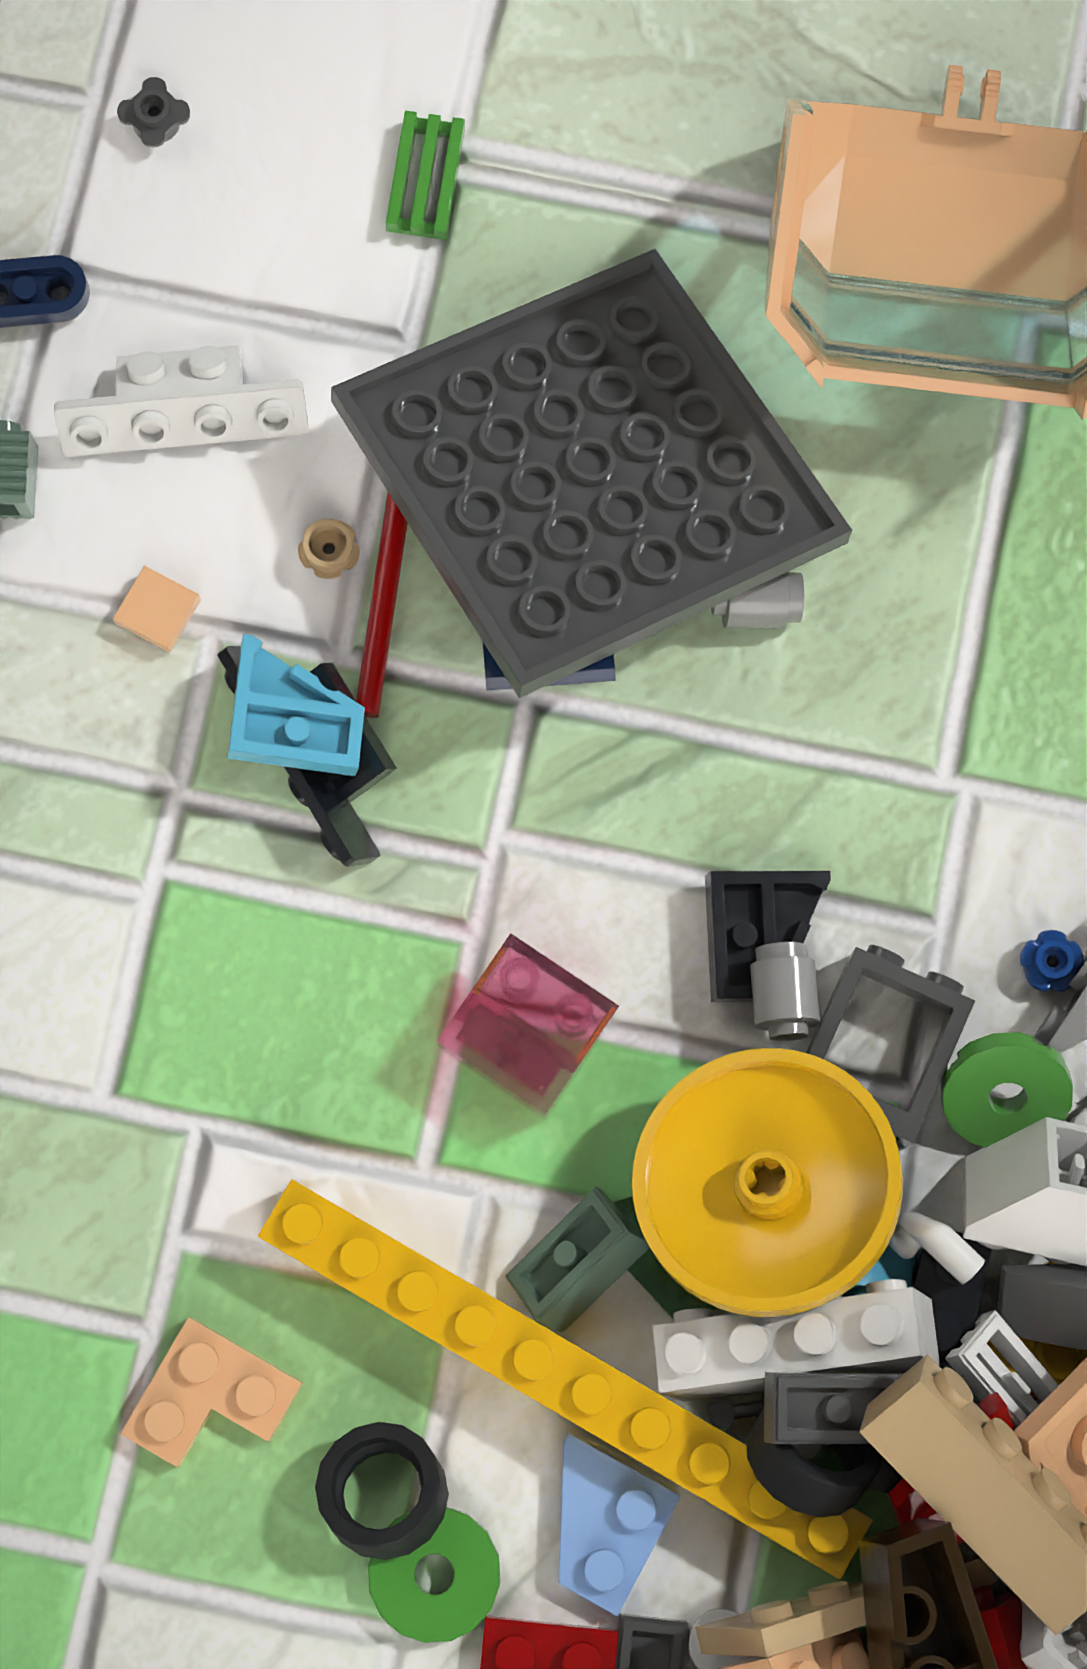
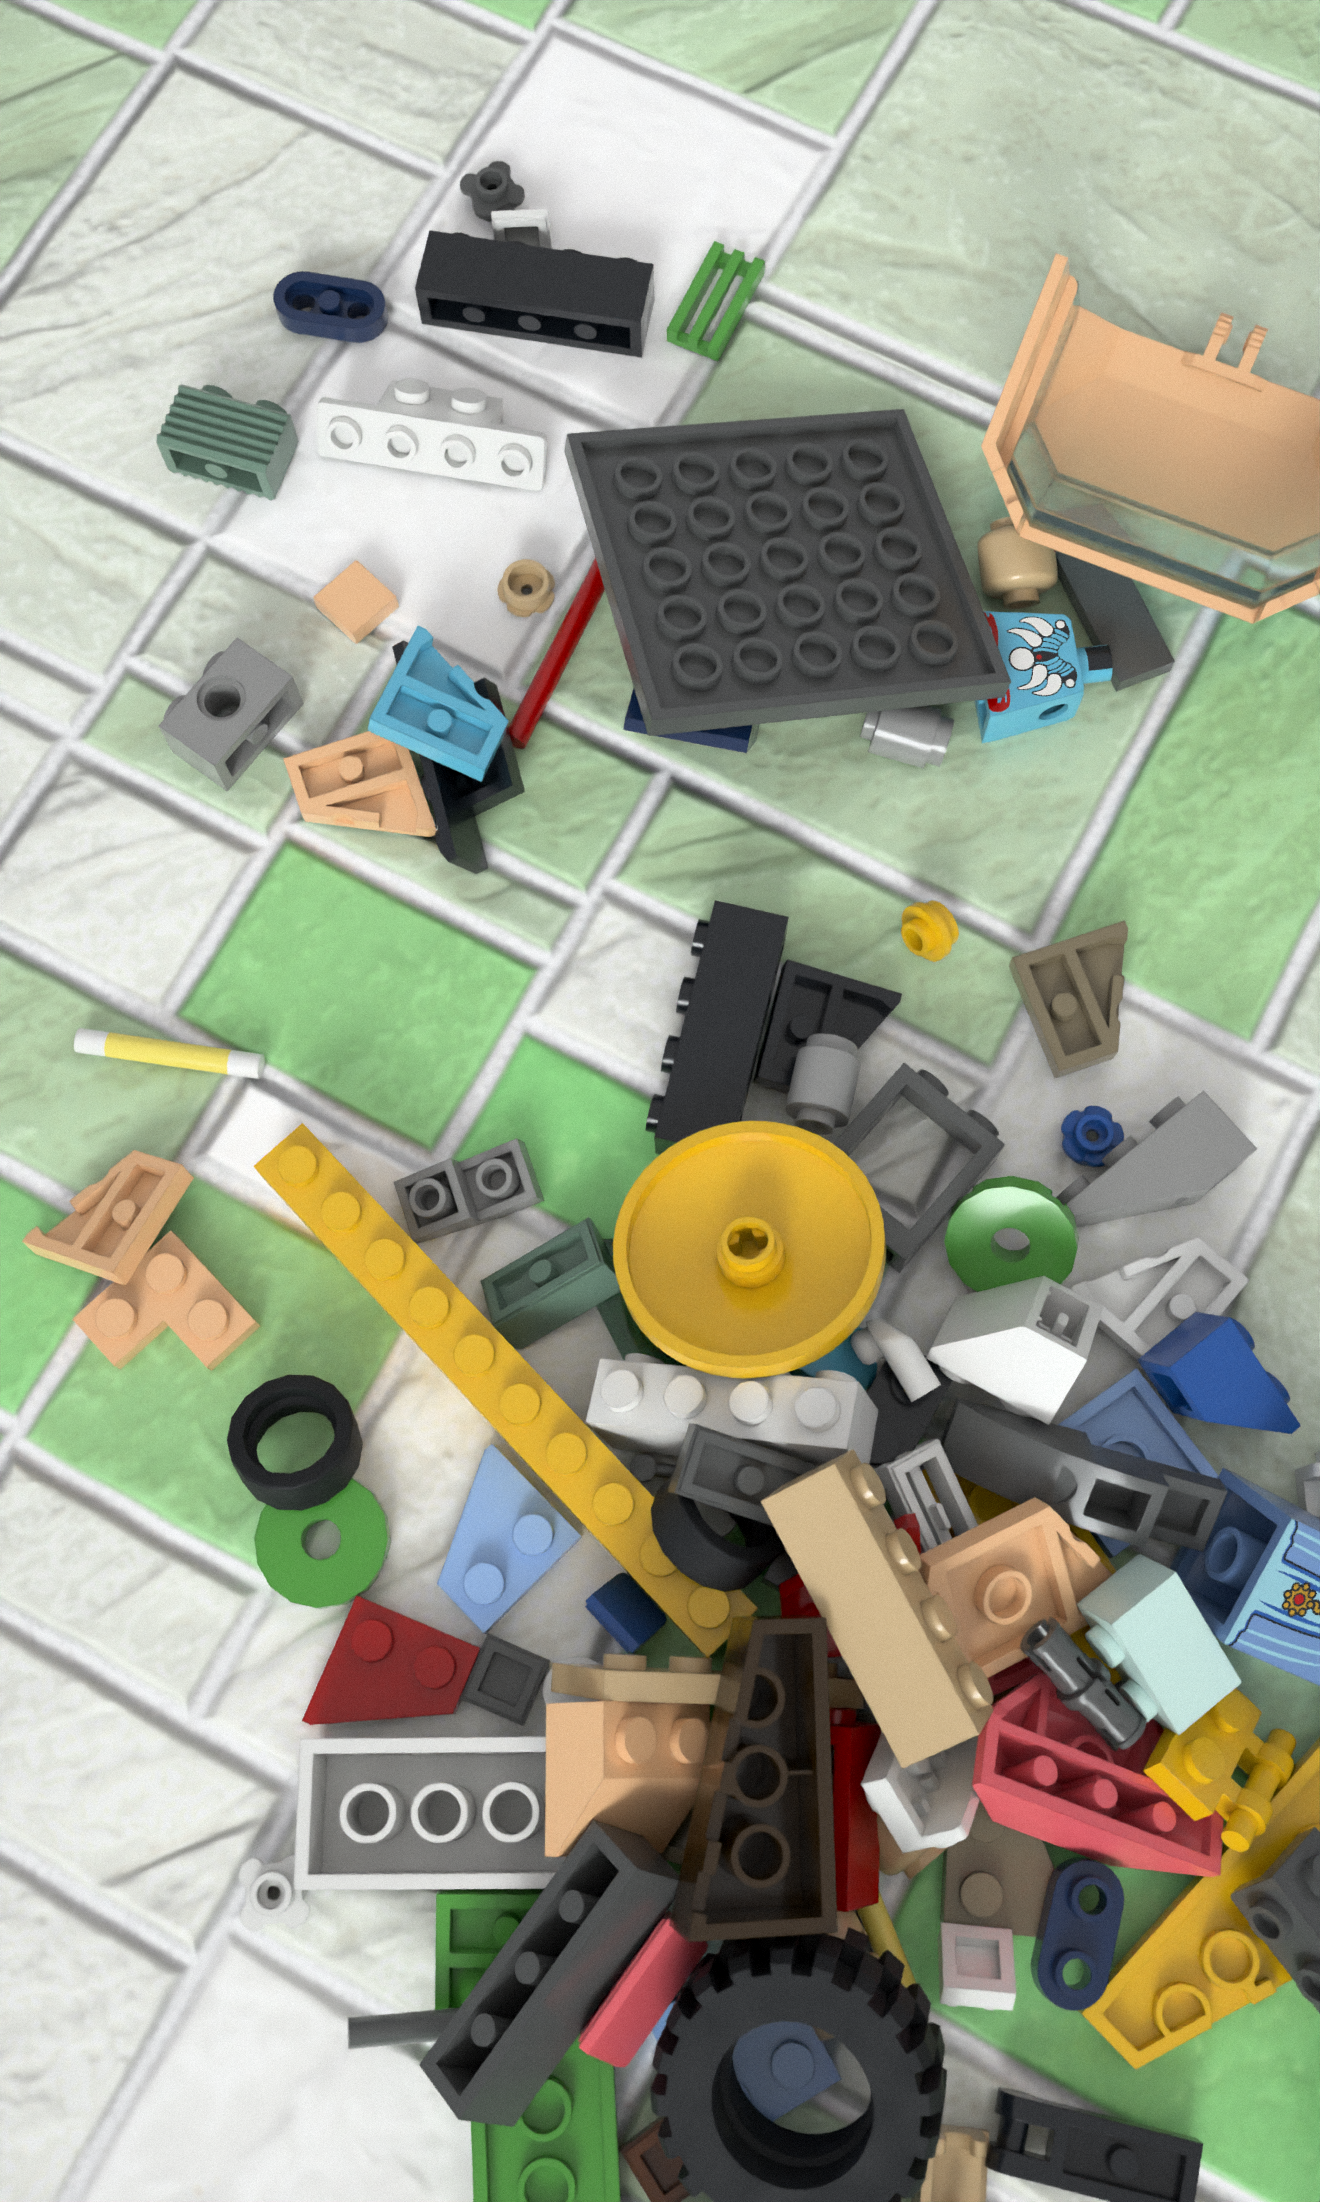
camera: 20 degrees right, 5 degrees down
(72, 805) = (229, 744): none -> light grey brick
(123, 1137) = (169, 1053): none -> light yellow bar
(129, 1322) = (115, 1218): none -> light nougat wing
(200, 152) = (525, 226): none -> white slope
(228, 808) = (361, 785): none -> light nougat wing
(237, 219) = (535, 293): none -> black brick
(466, 1191) = (468, 1192): none -> light grey slope
(527, 1026) = (570, 1053): clear pink slope -> none
(666, 959) = (722, 1023): none -> black brick
(745, 1556) = (626, 1612): none -> blue slope
(807, 402) = (1014, 566): none -> tan head
(838, 798) = (929, 930): none -> yellow plate
(873, 496) = (1043, 672): none -> medium azure torso
(937, 430) = (1116, 617): none -> dark grey tile
(998, 826) = (1075, 997): none -> dark tan wing

